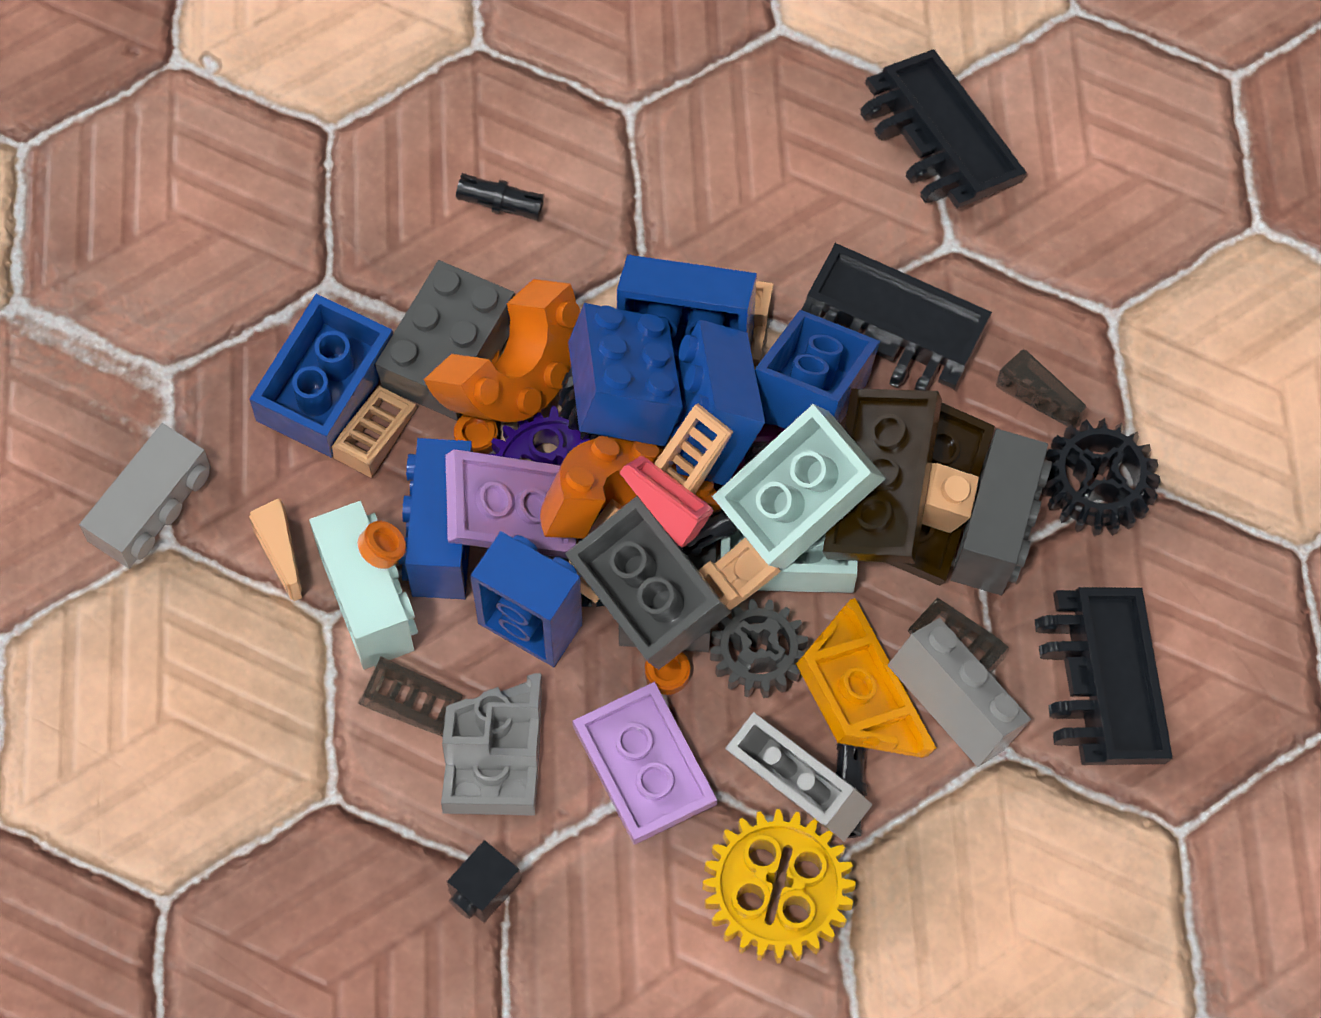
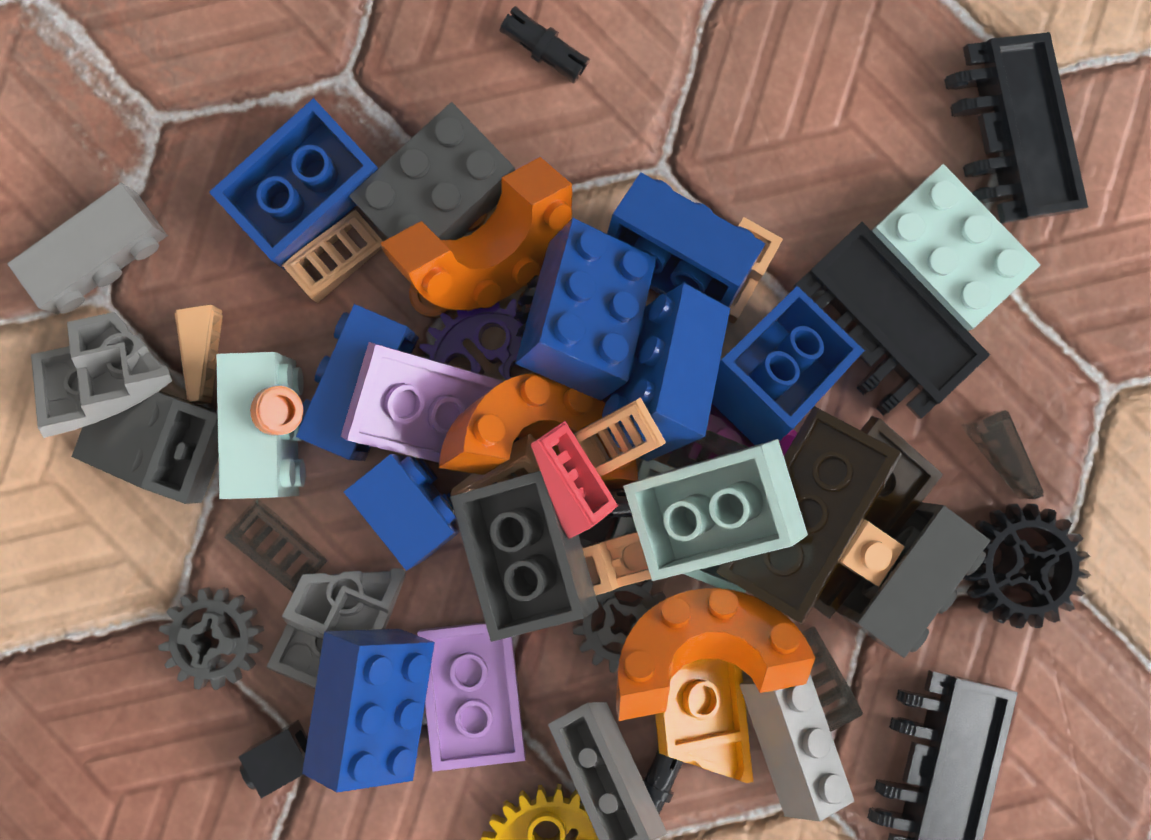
camera: 20 degrees right, 20 degrees up
(194, 594) = (94, 376): none -> light grey slope
(261, 635) = (156, 446): none -> dark grey slope
(362, 794) = (192, 635): none -> dark grey gear
(554, 788) = (367, 708): none -> blue brick
(840, 605) = (708, 626): none -> orange brick
(925, 236) = (956, 247): none -> light aqua brick

